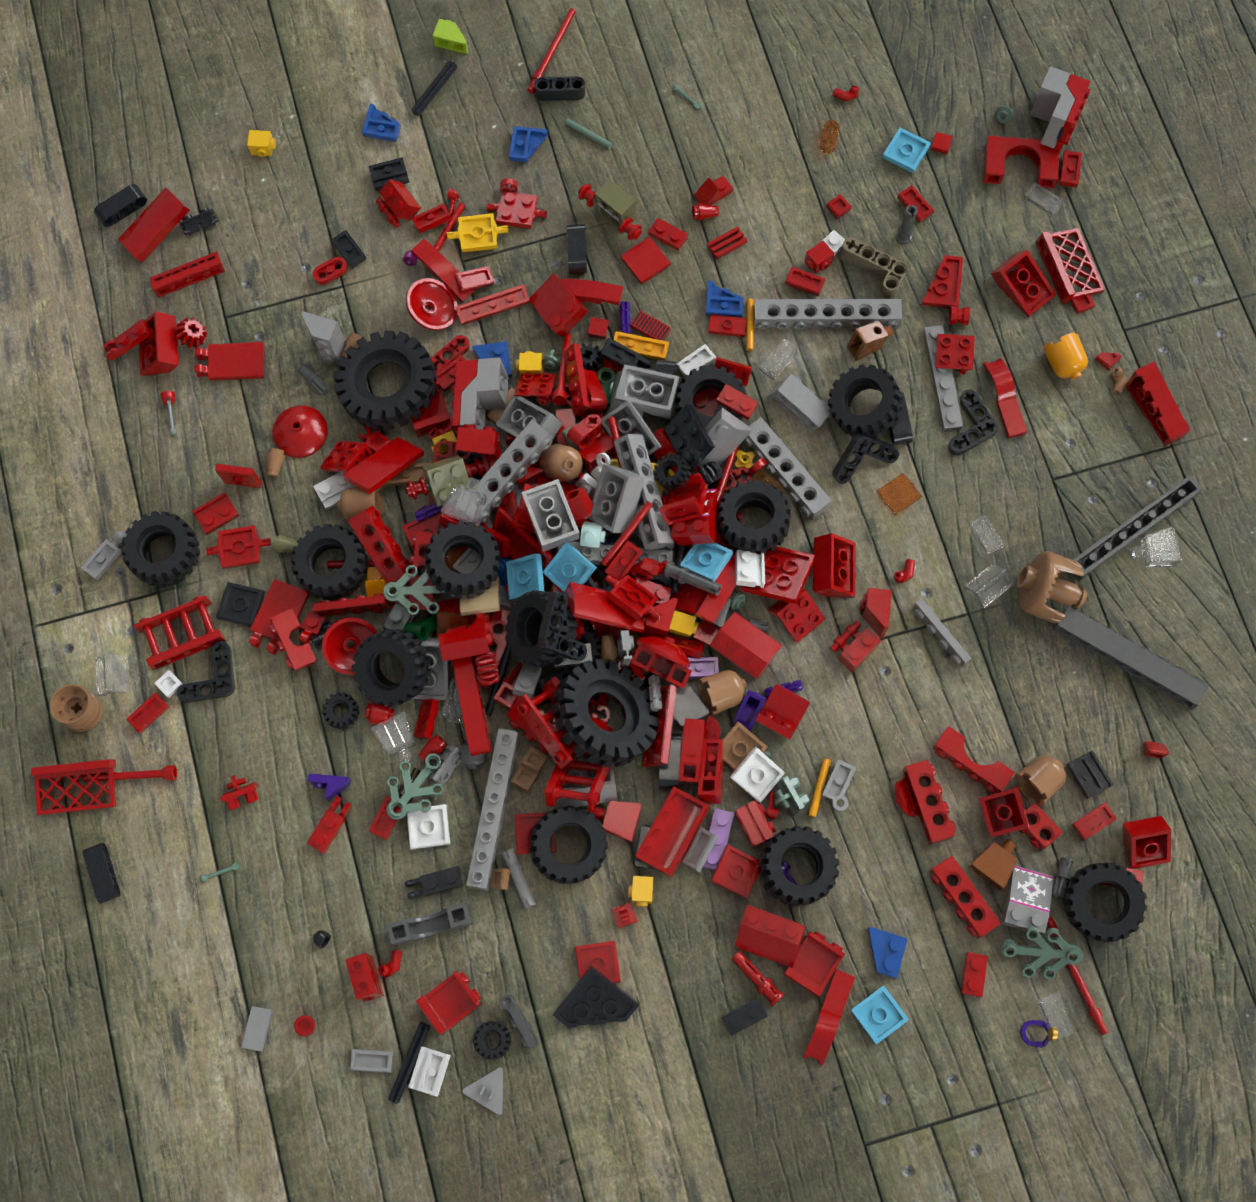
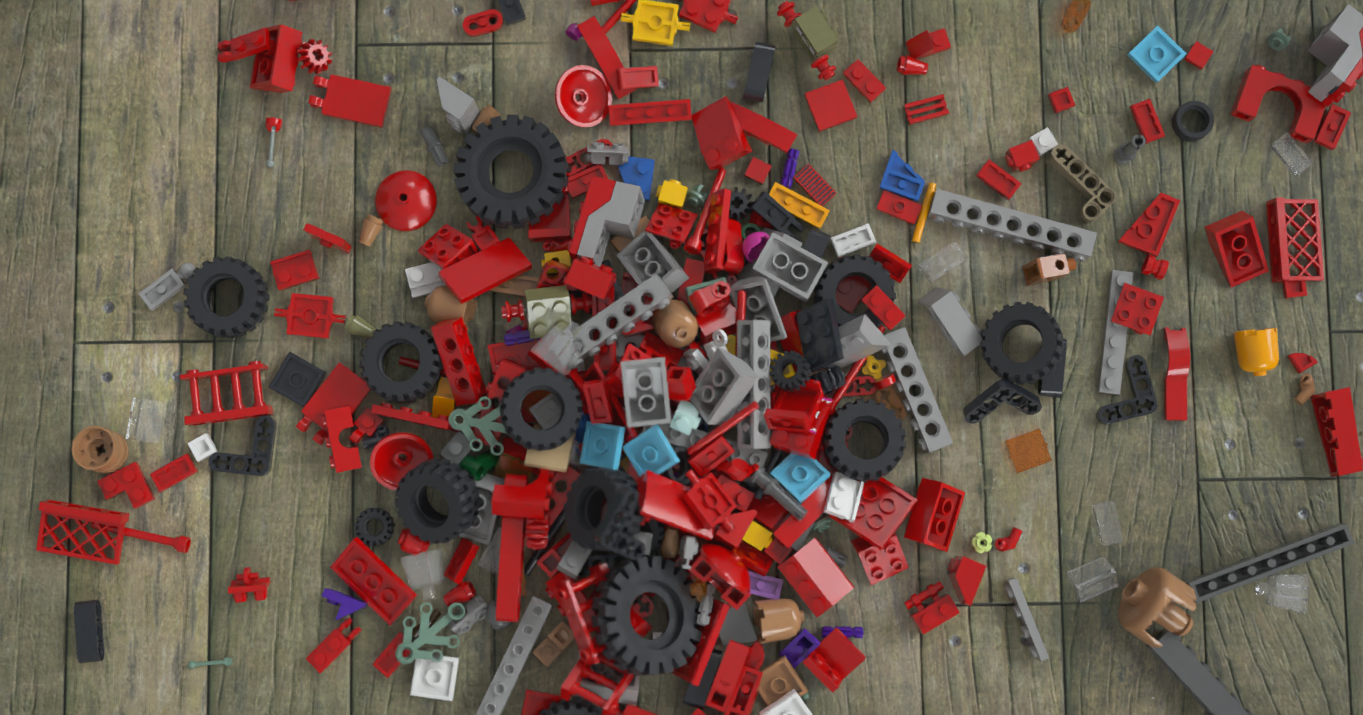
camera: 10 degrees right, 10 degrees up
(107, 731) = (129, 480): none -> red plate
(351, 756) = (373, 581): none -> red plate
(457, 345) = (614, 152): none -> light grey hinge
(511, 539) = (598, 401): none -> red plate
(611, 382) = (754, 245): none -> dark pink hair
(644, 679) = (698, 588): none -> clear orange plate
(882, 584) = (982, 537): none -> yellowish green plate
(953, 181) = (1206, 113): none -> black tyre

